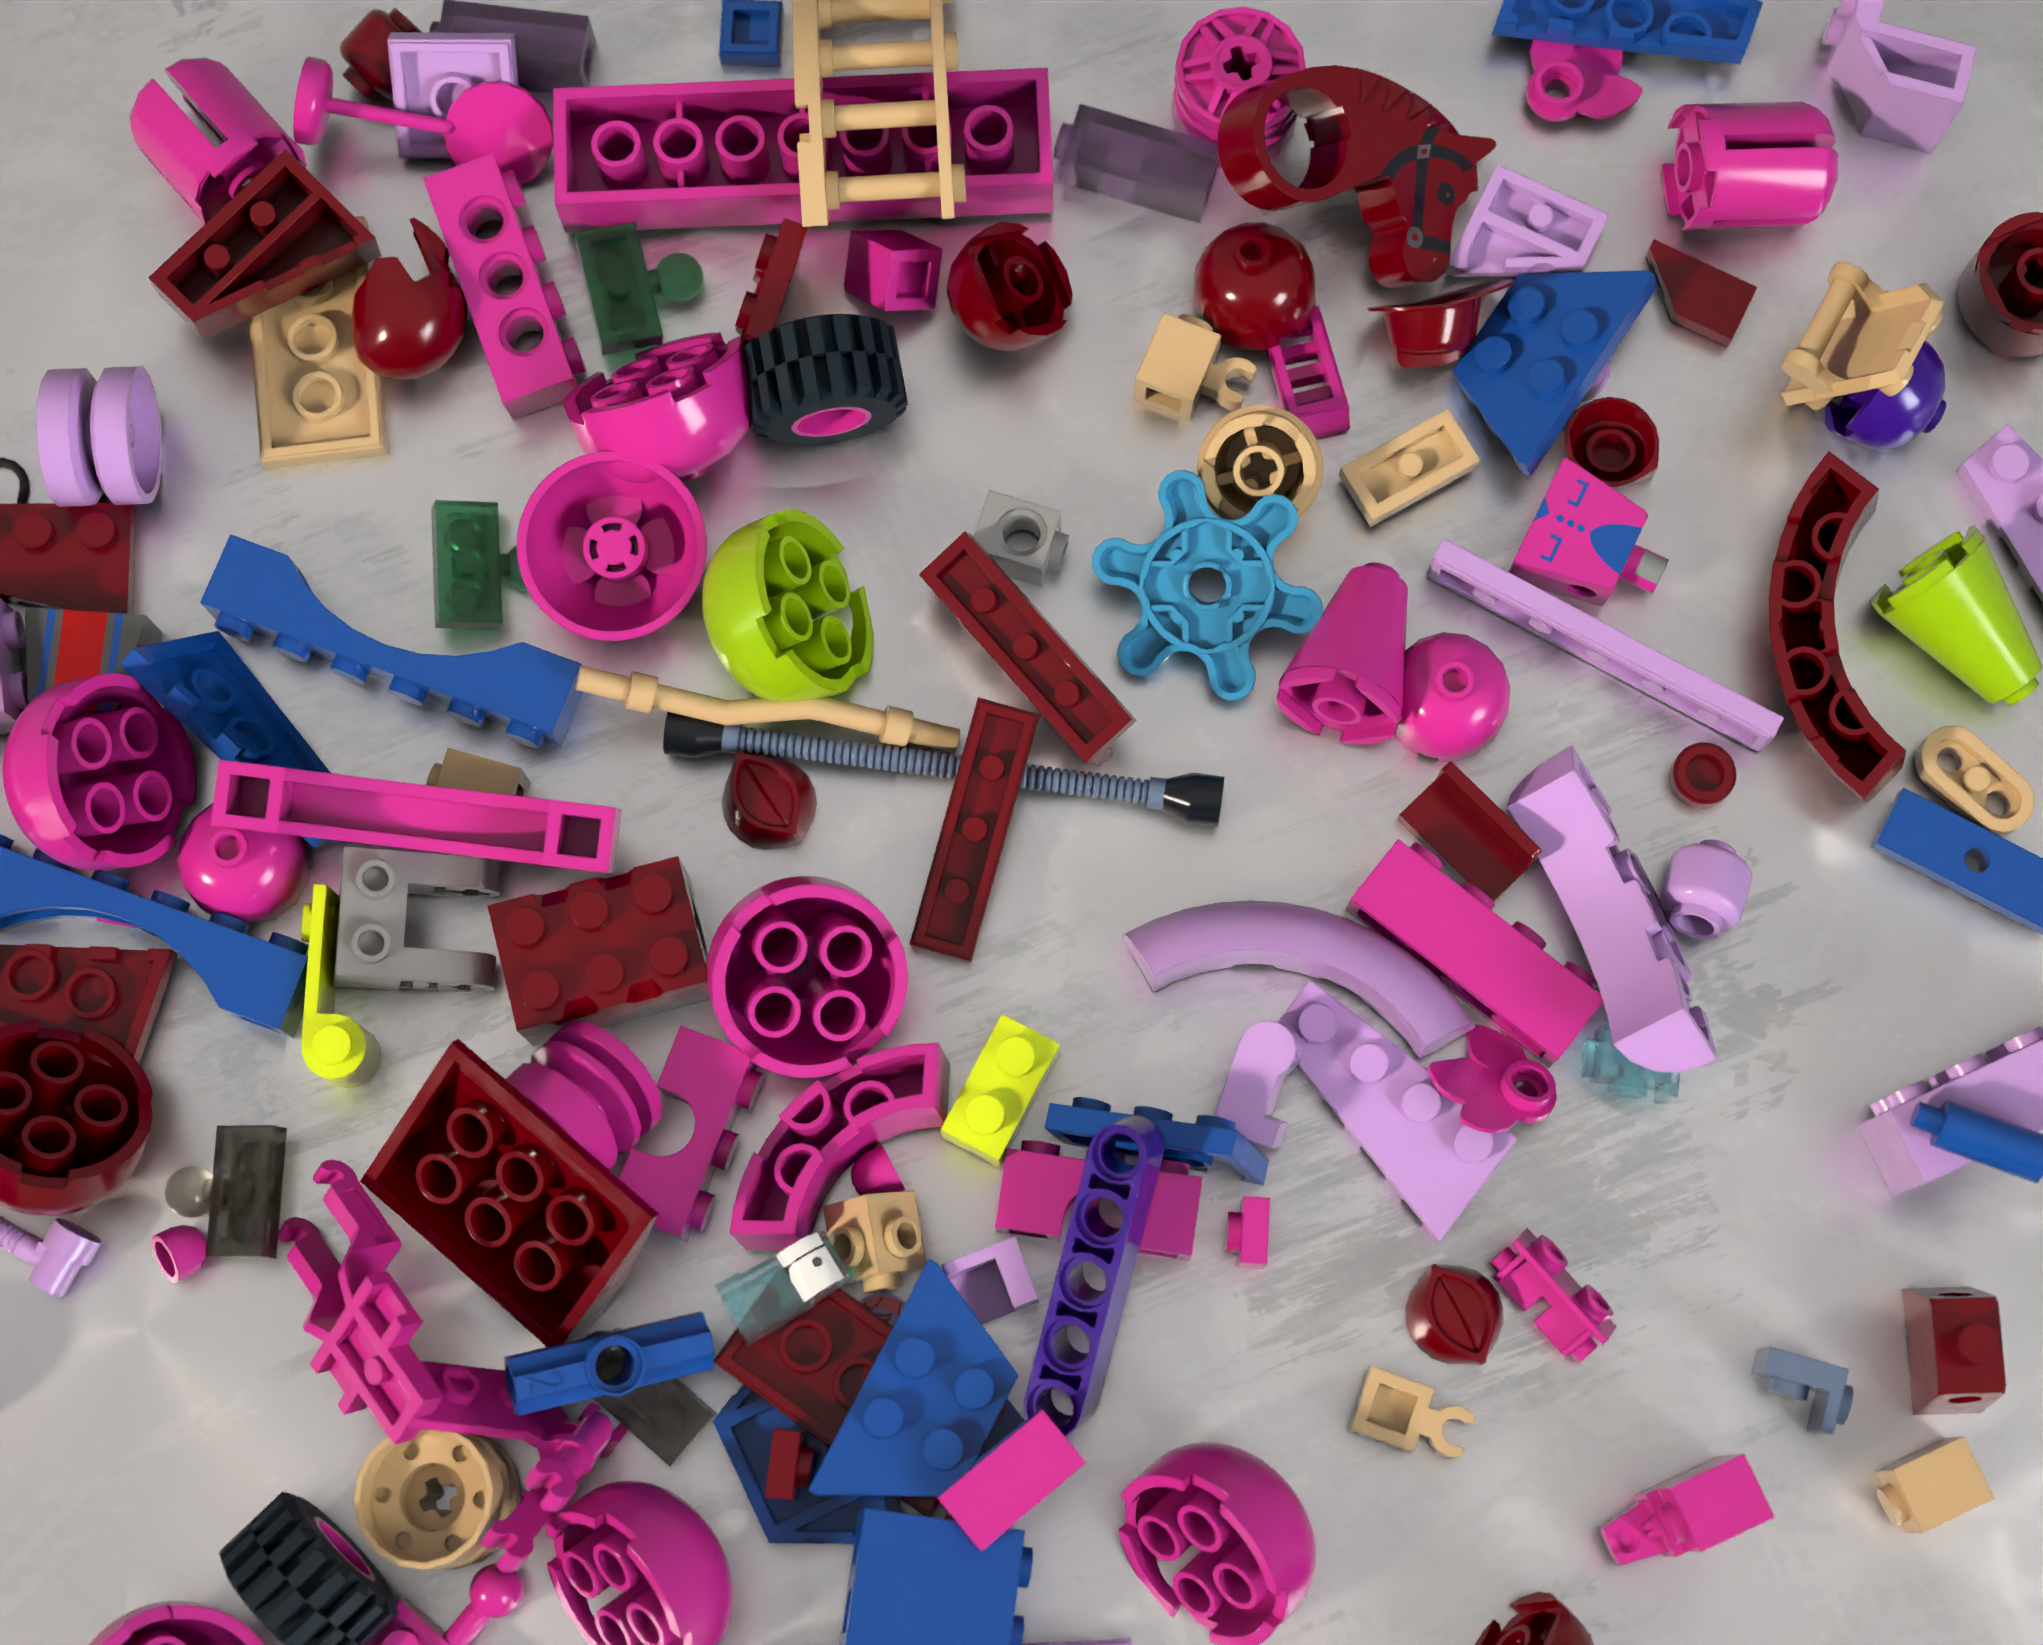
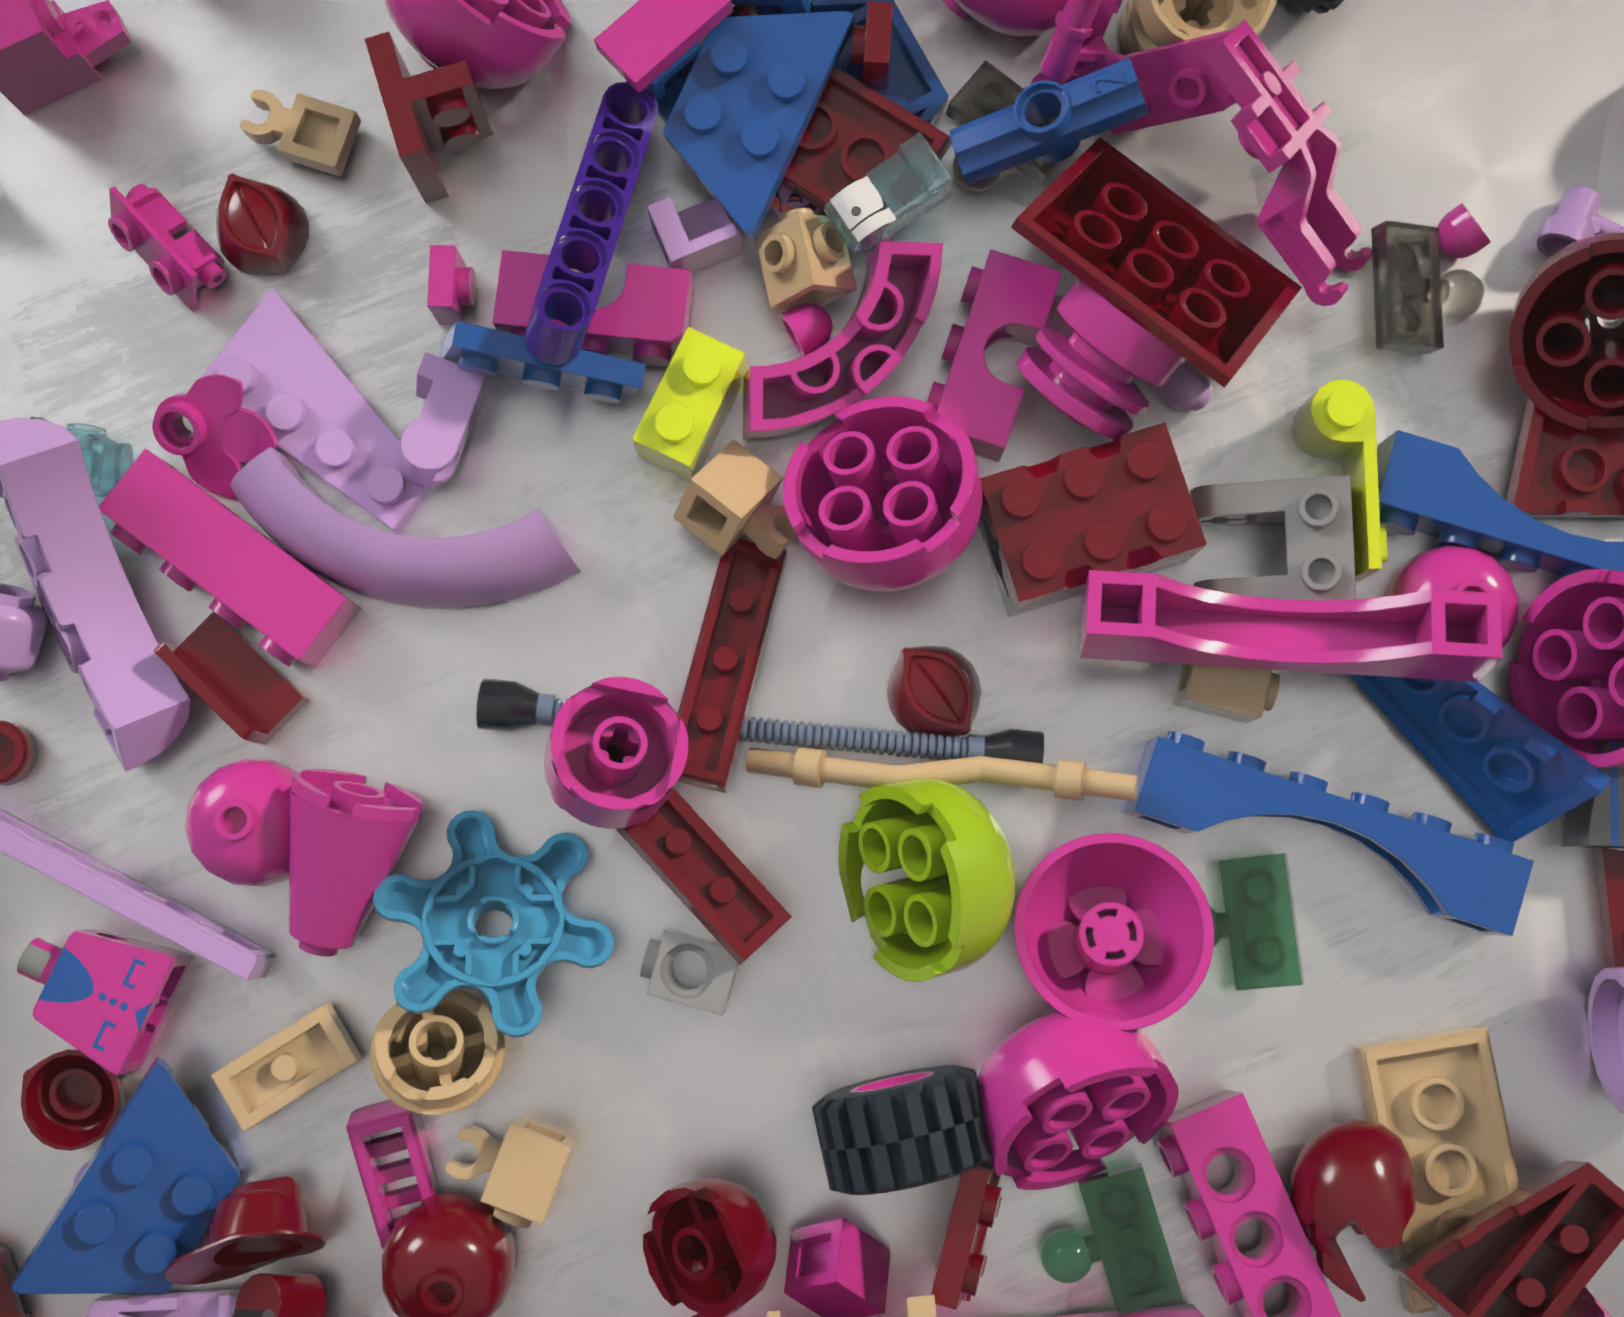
camera: 175 degrees right, 5 degrees up
(960, 986) = (733, 500): none -> tan brick
(1068, 680) = (652, 751): none -> dark pink brick
(1285, 1405) = (427, 112): none -> dark red bracket

